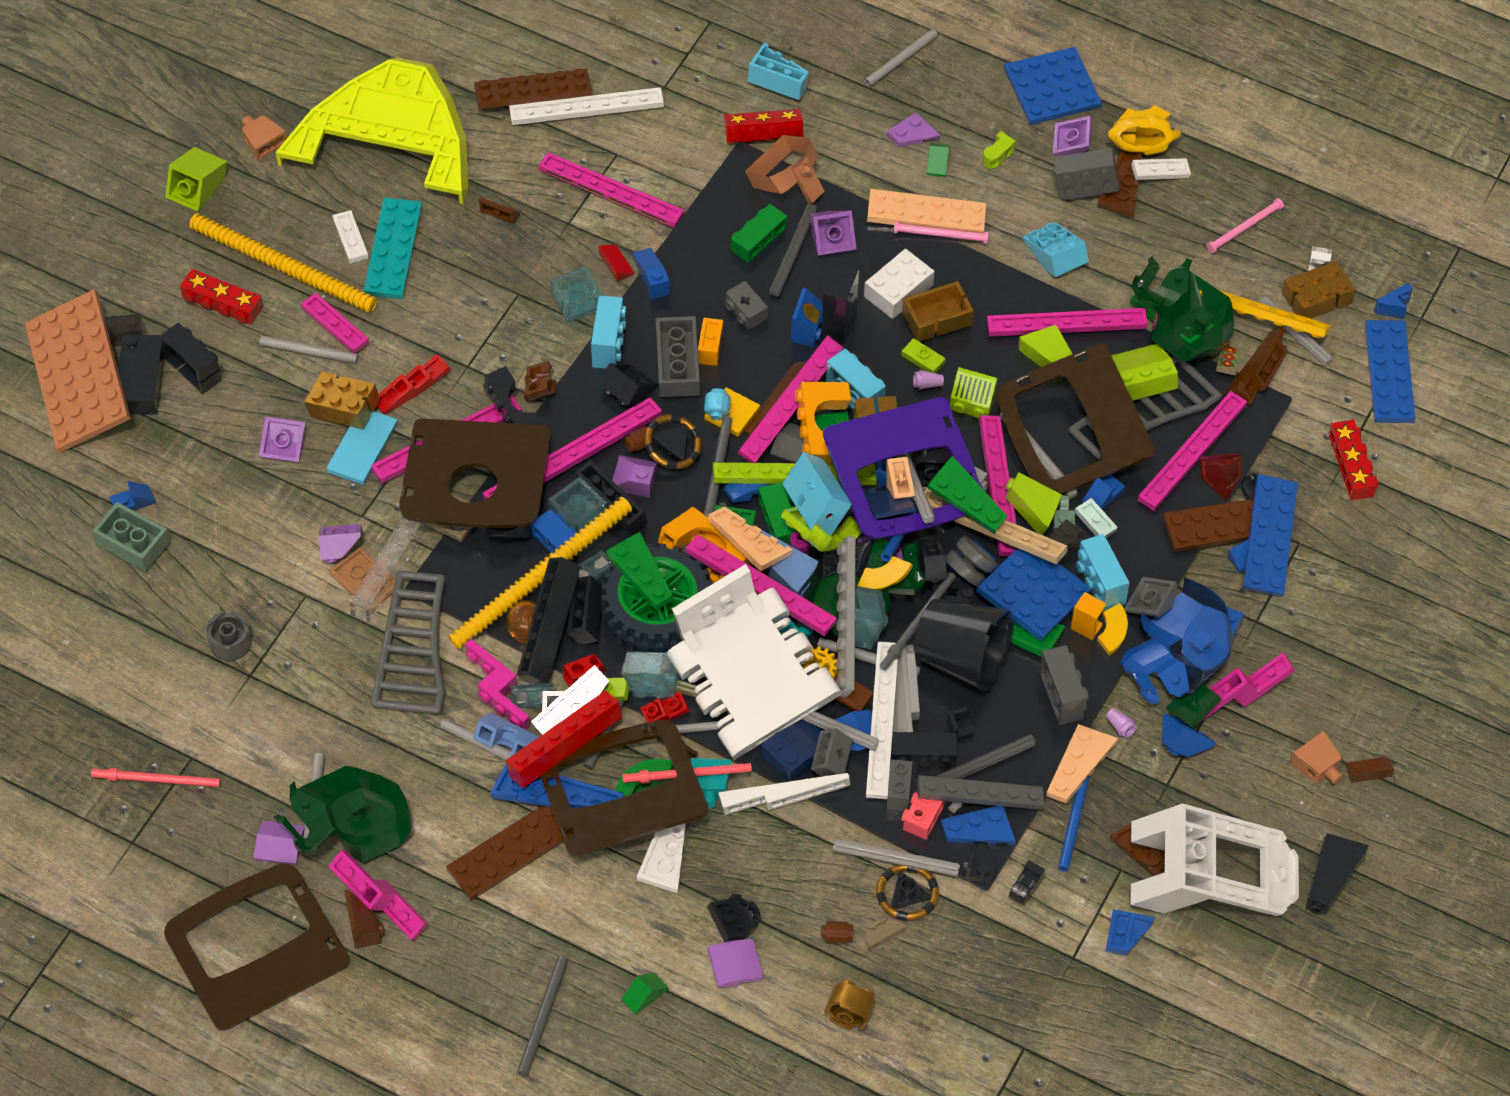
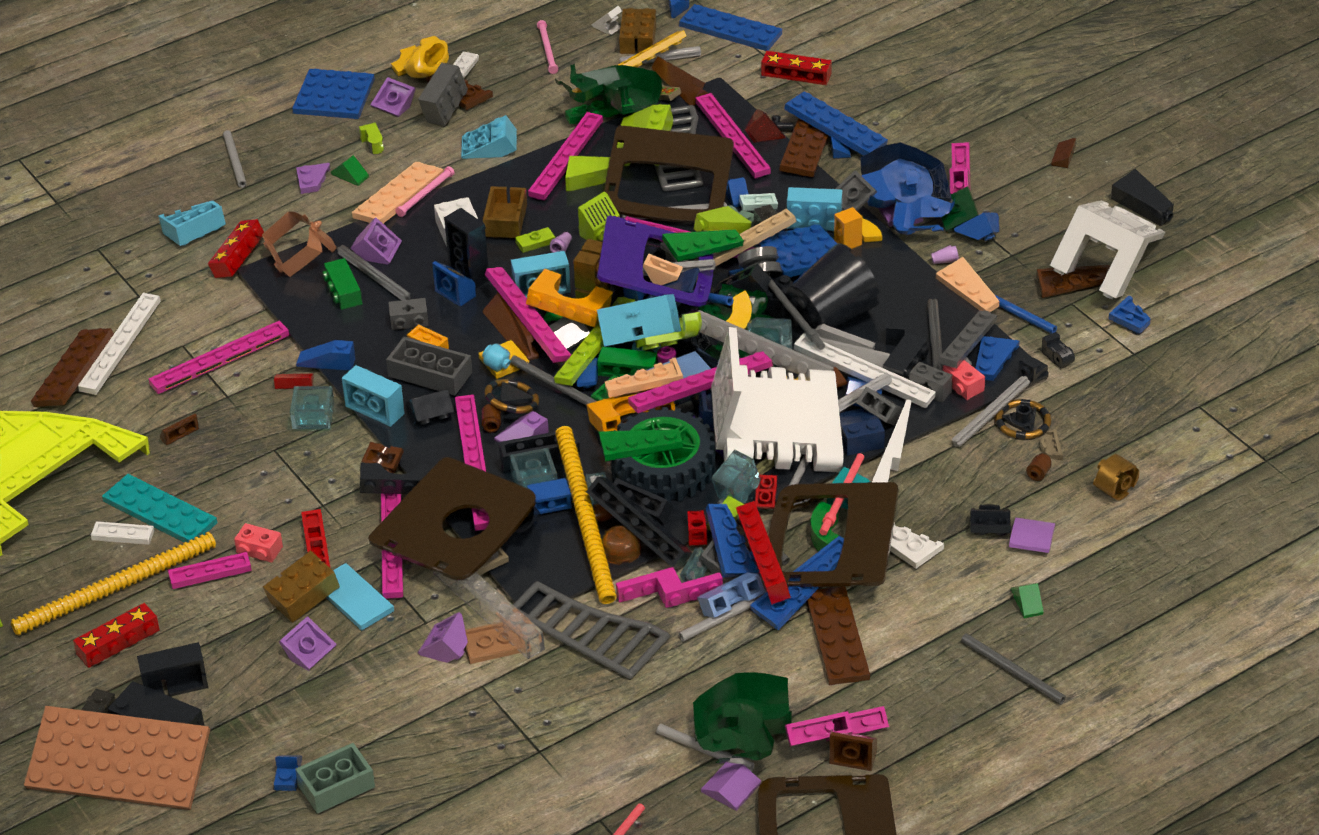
camera: 60 degrees left, 15 degrees down
(228, 636) = (494, 744): dark grey brick -> none
(308, 349) = (221, 598): light grey piece -> none
(385, 341) = (258, 542): none -> coral brick
(1063, 684) = (901, 262): dark grey brick -> none
(1318, 759) = (1043, 171): nougat torso -> none

